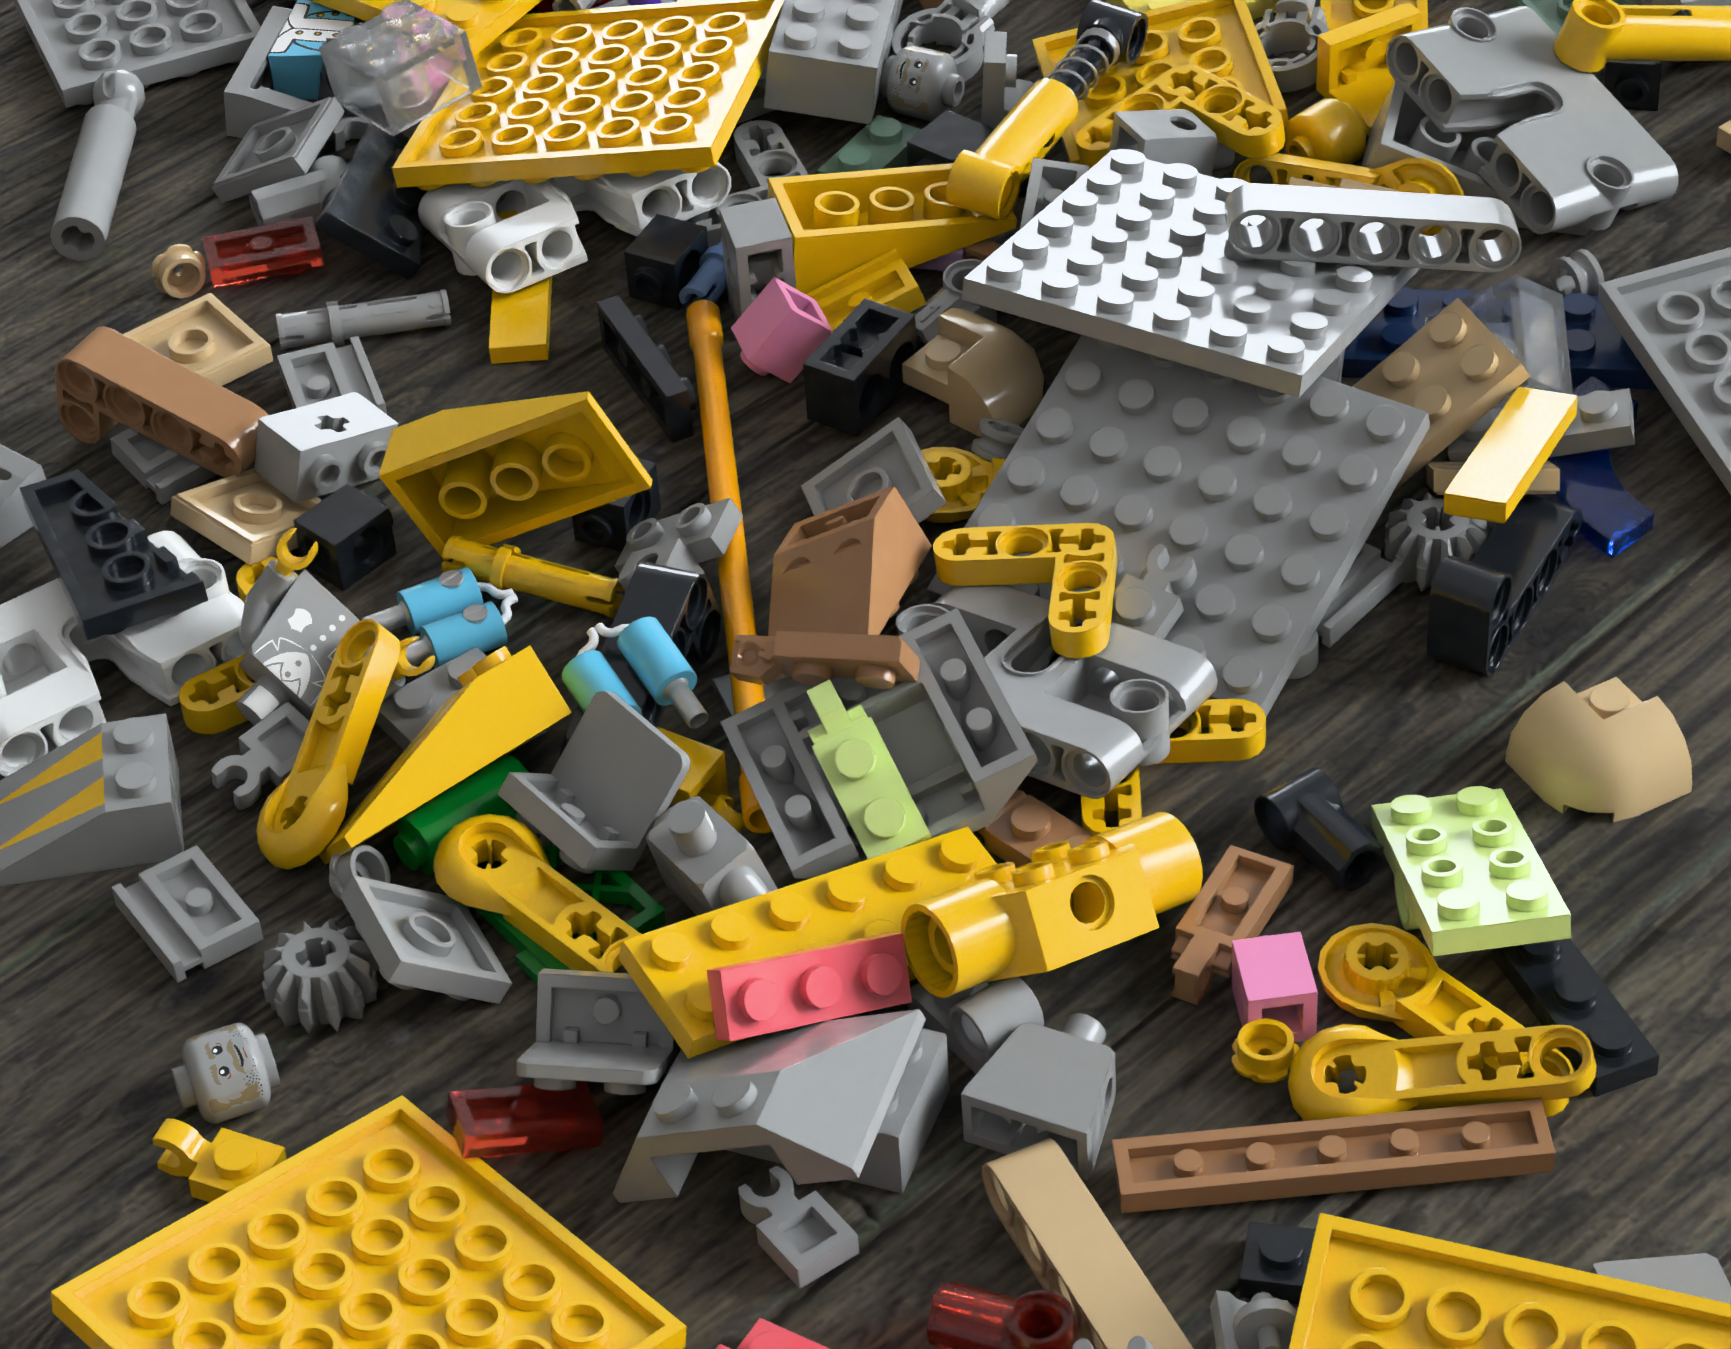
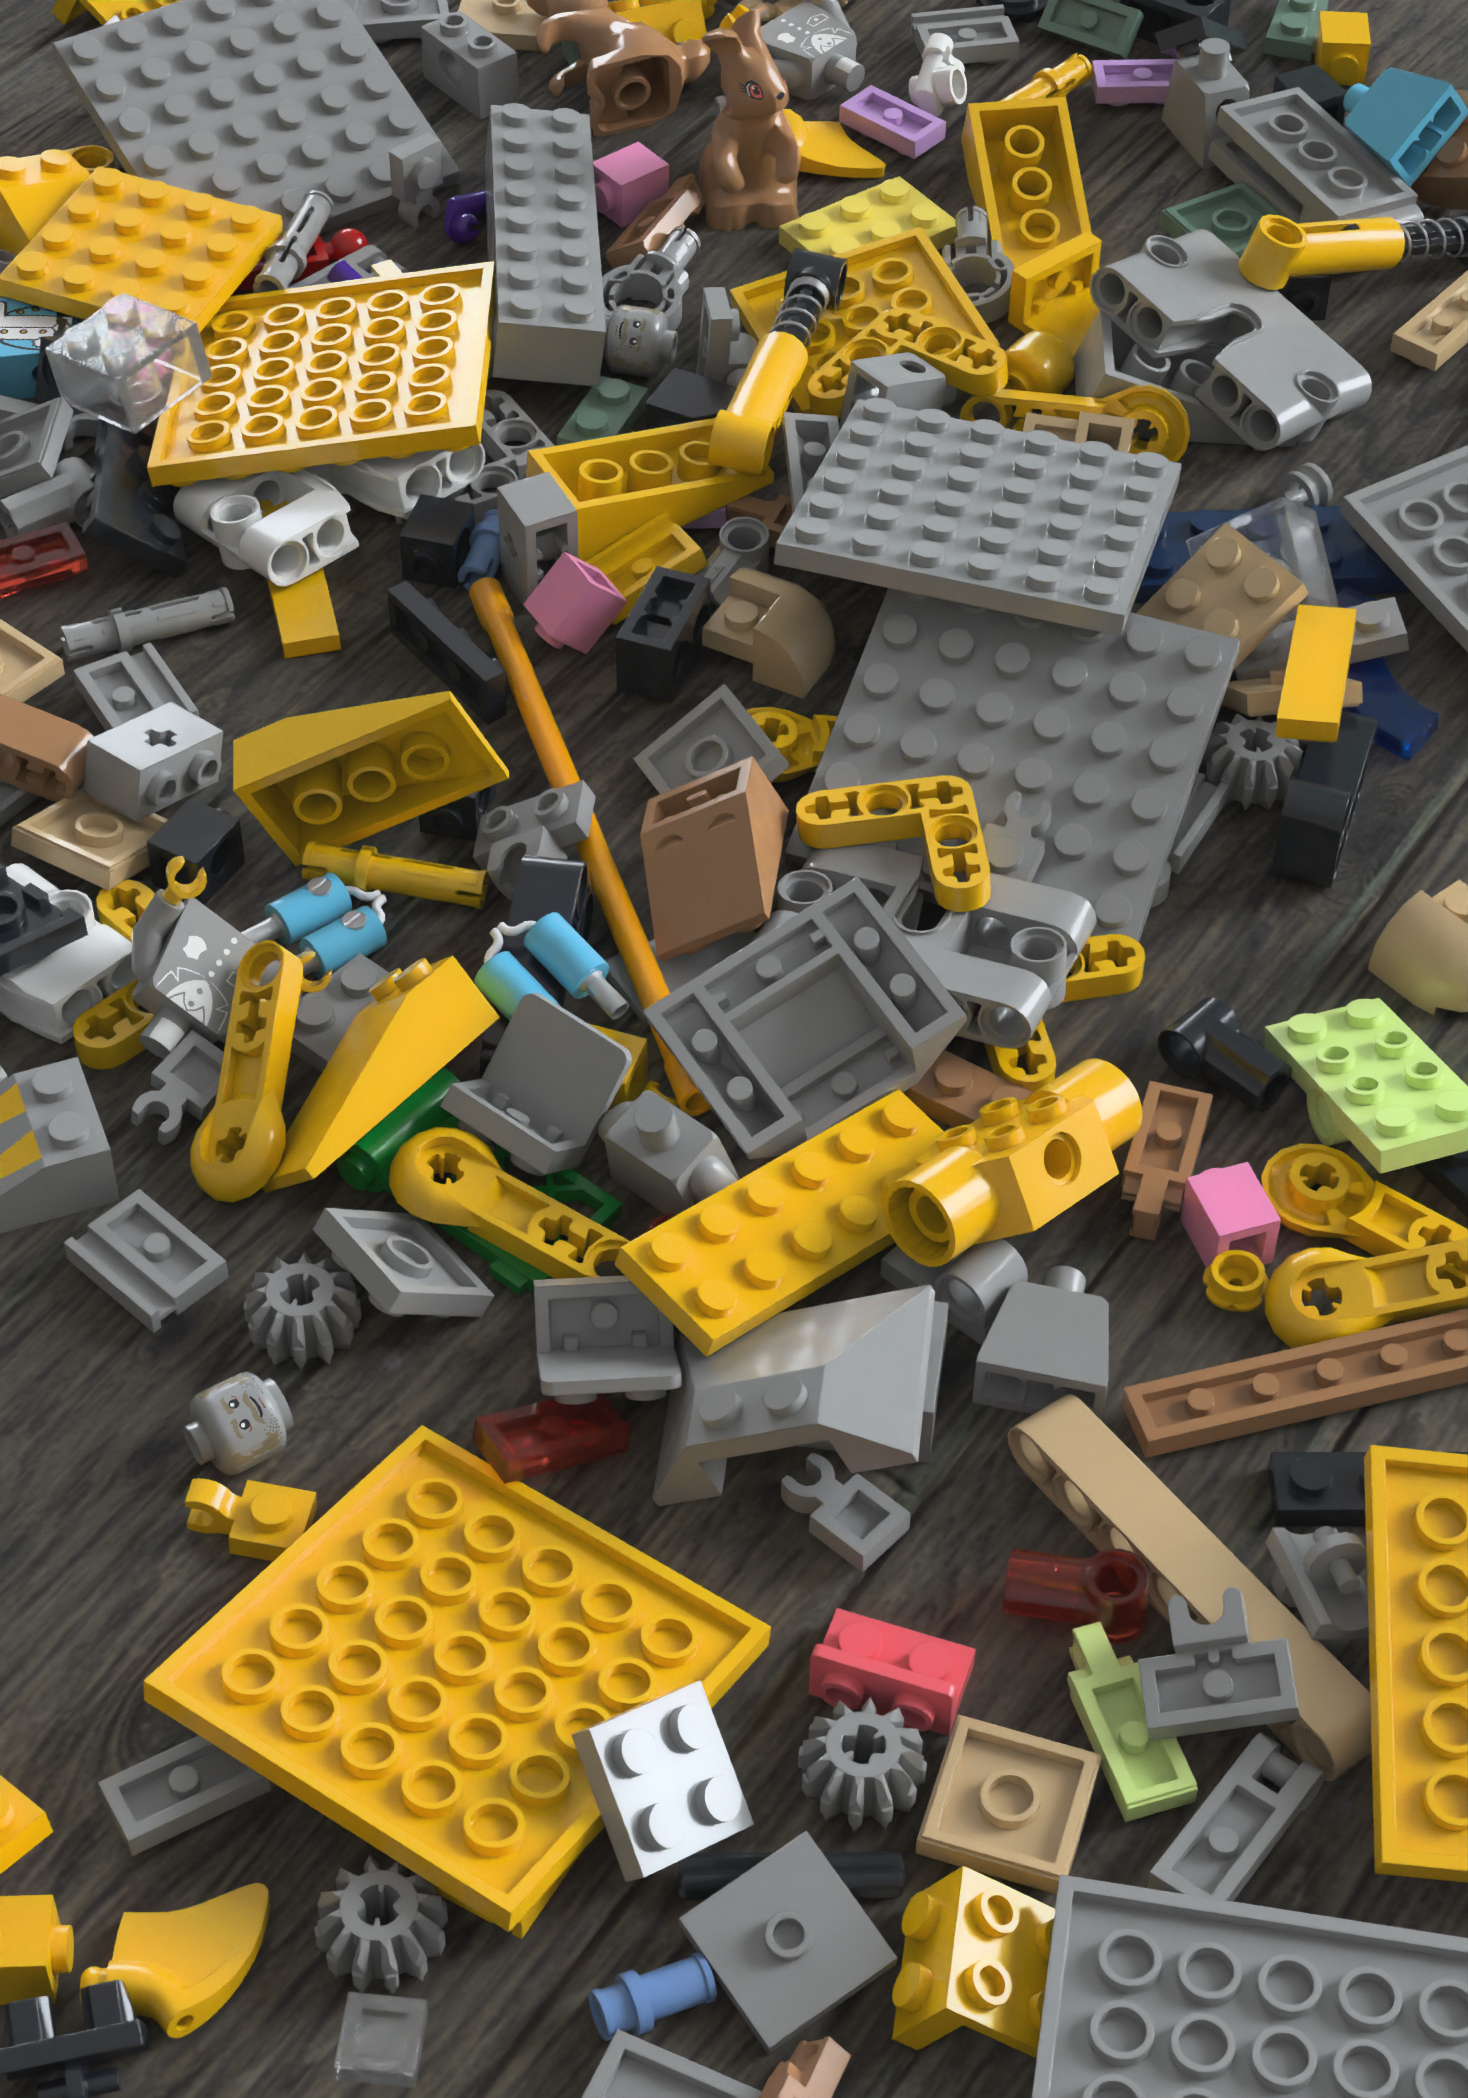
camera: 15 degrees left, 5 degrees up
(358, 861) = (306, 1201): light grey plate -> none
(809, 986) = (808, 1271): coral plate -> none
(820, 656) = (738, 939): medium nougat hinge -> none
(863, 776) = (797, 1052): yellowish green hinge -> none
(996, 439) = (813, 696): light grey bush -> none
(1393, 245) = (1119, 447): light grey beam -> none

